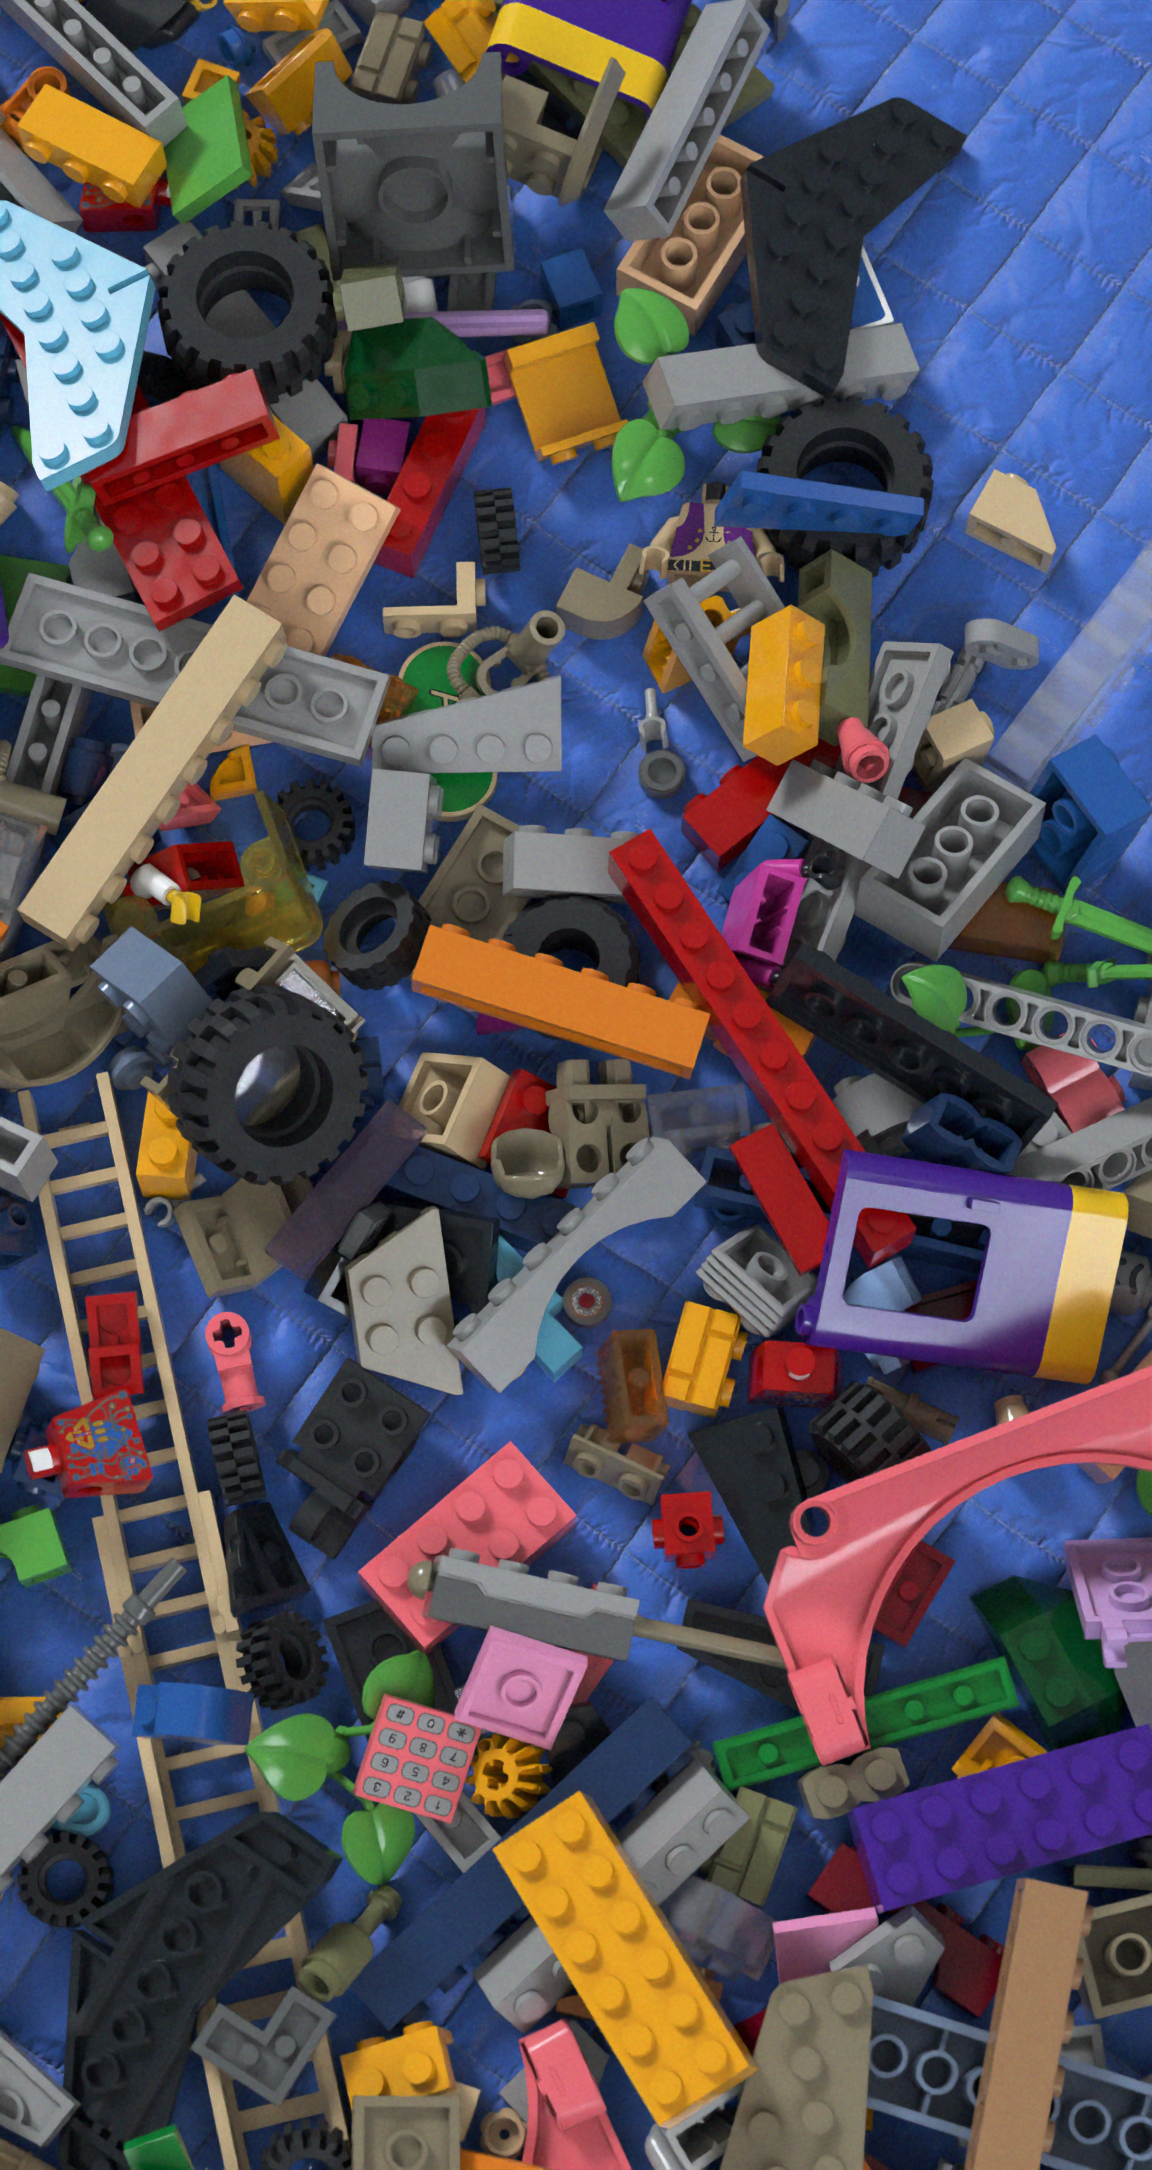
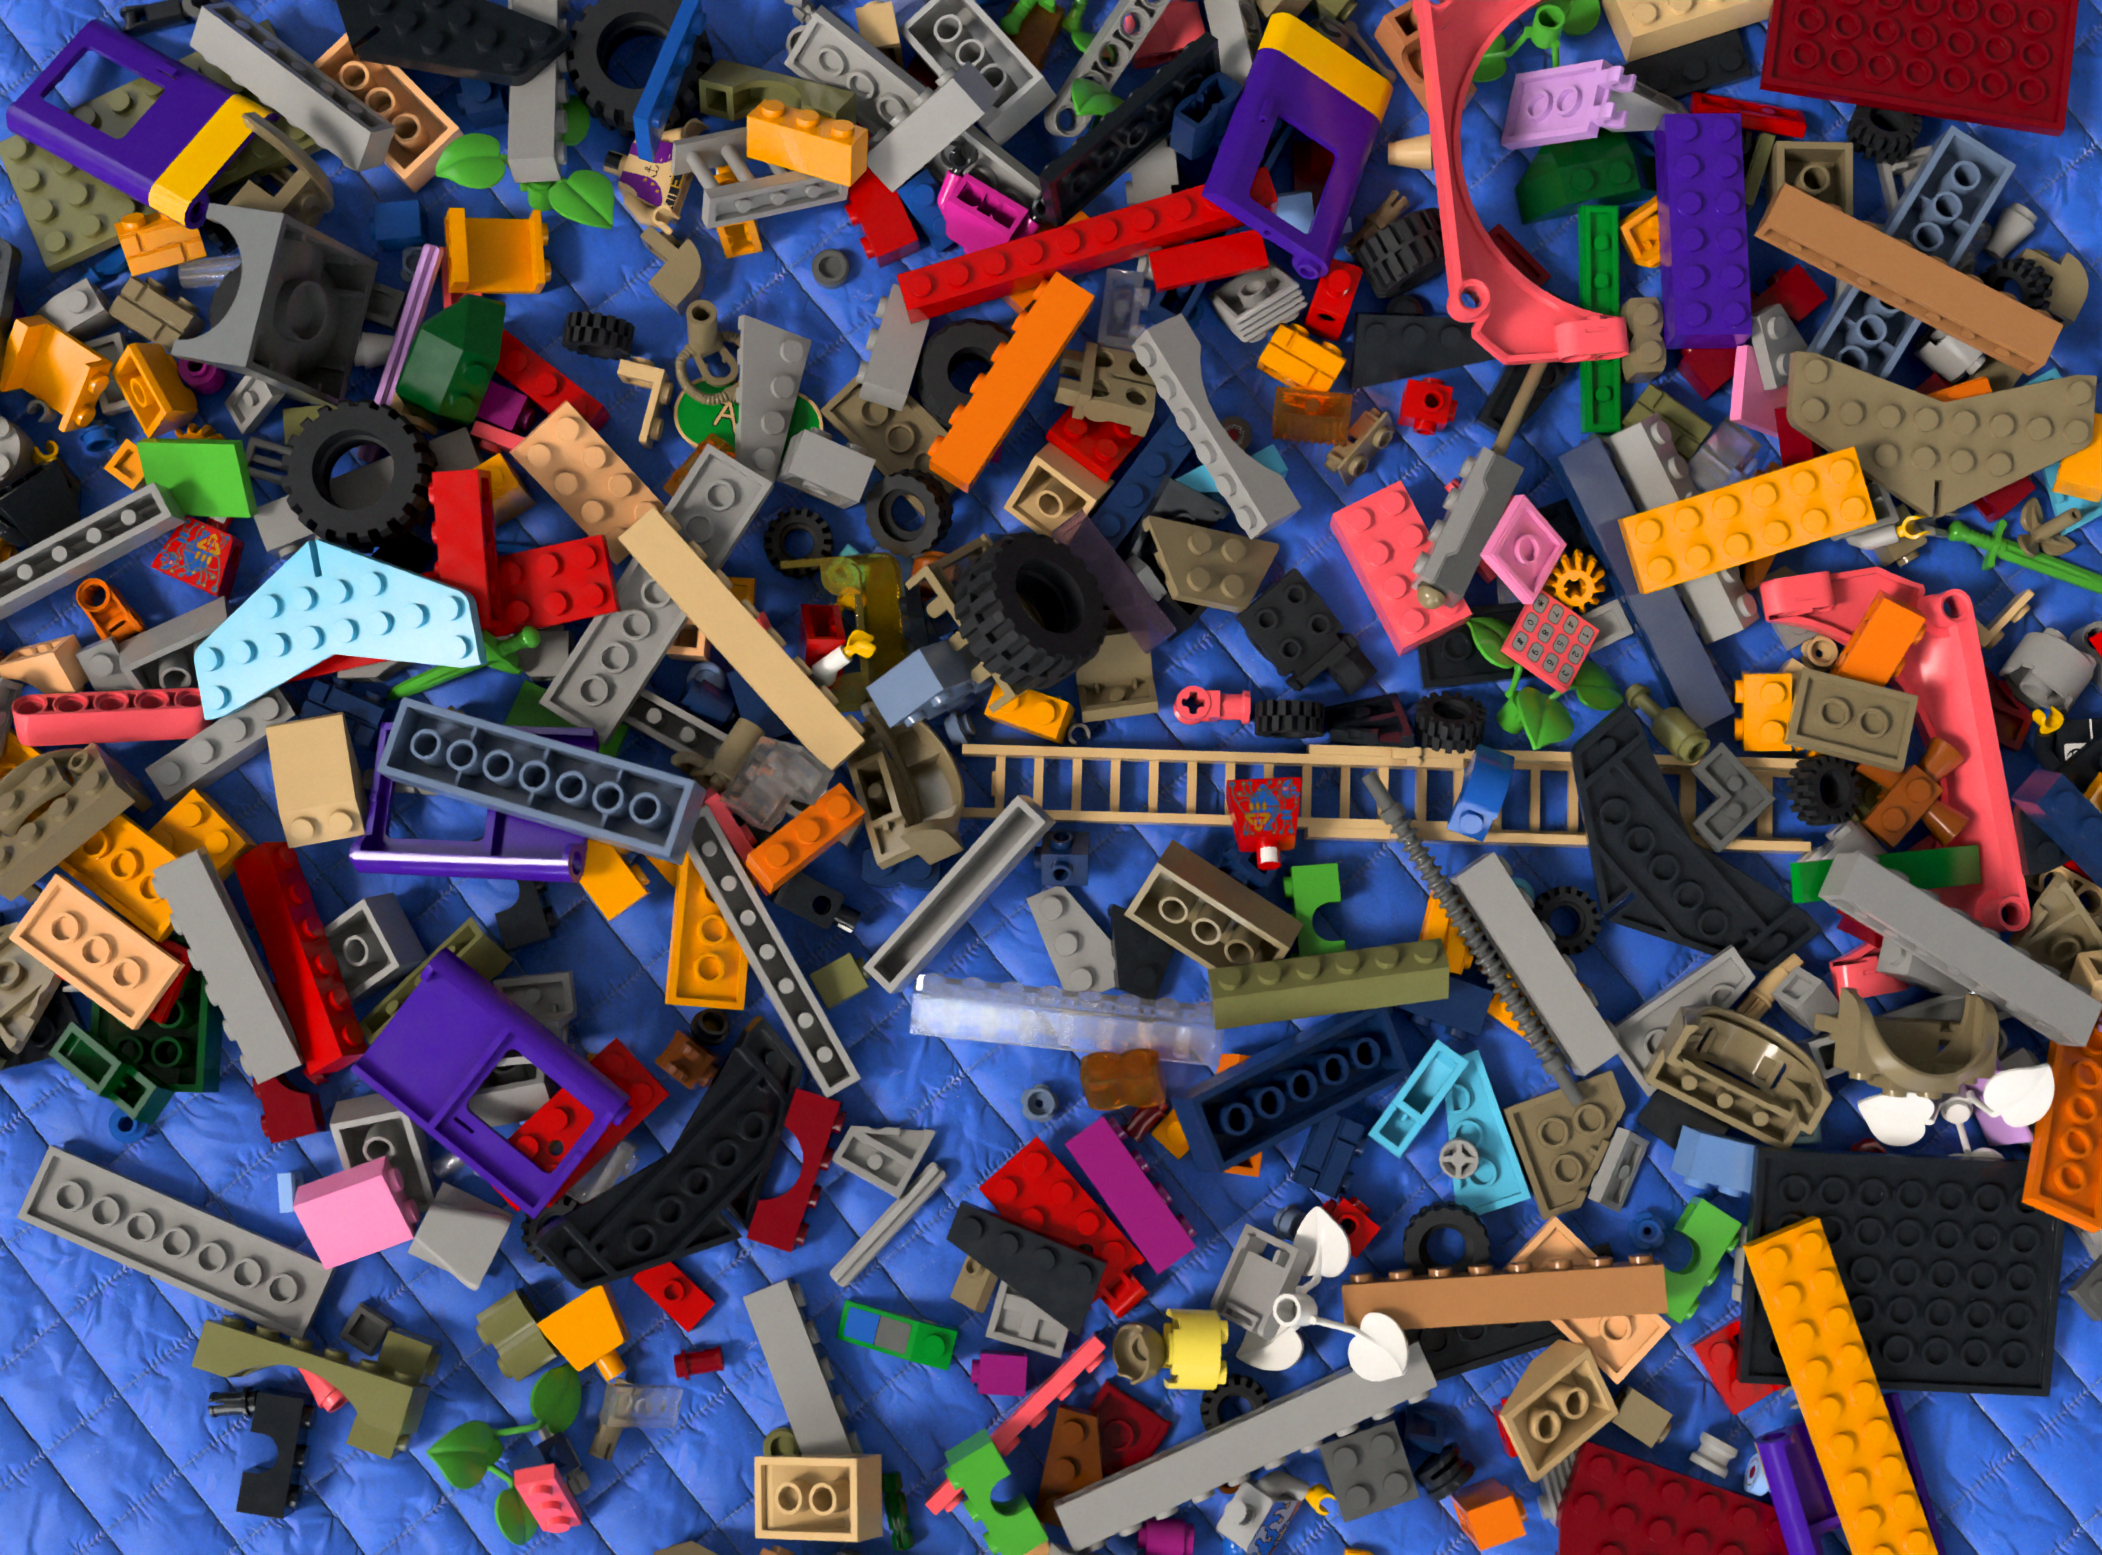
camera: 75 degrees left, 10 degrees up
(91, 146) = (167, 568): light orange brick -> none
(115, 1343) = (1183, 786): red slope -> none
(371, 295) = (378, 371): olive brick -> none
(527, 1162) = (1129, 440): dark tan hair -> none
(652, 726) = (790, 263): light grey hand -> none
(862, 753) = (879, 99): coral cone -> none

